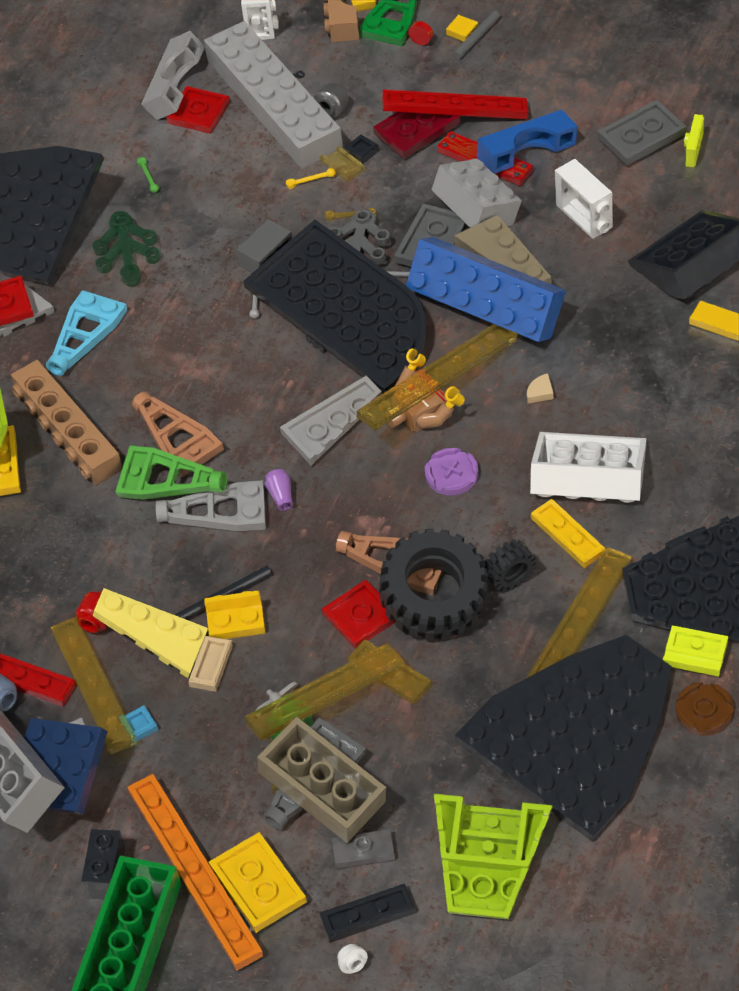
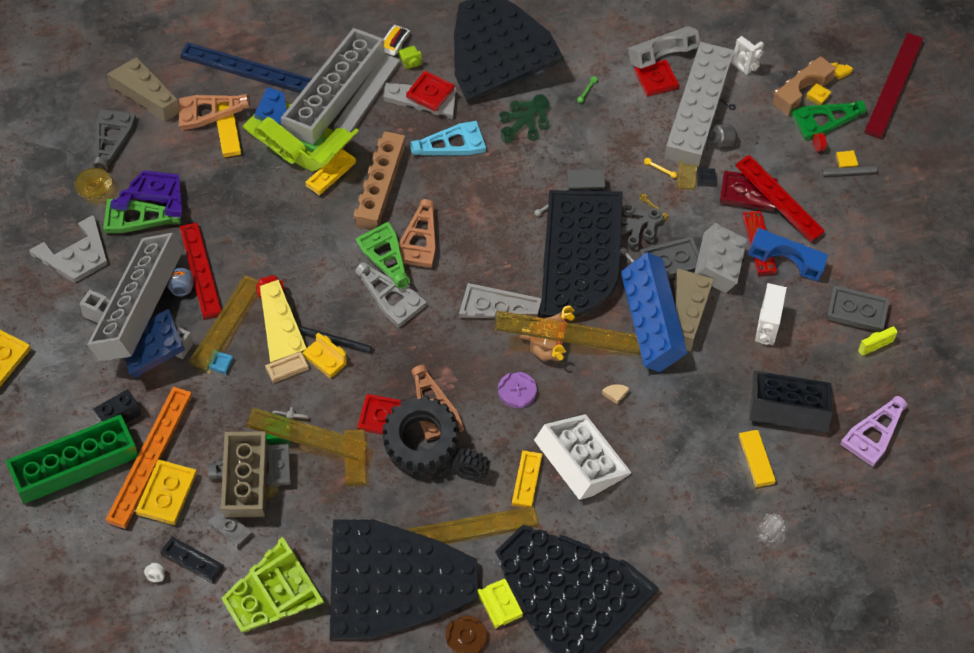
camera: 40 degrees right, 5 degrees up
(279, 487) = (427, 314): medium lavender cone -> none

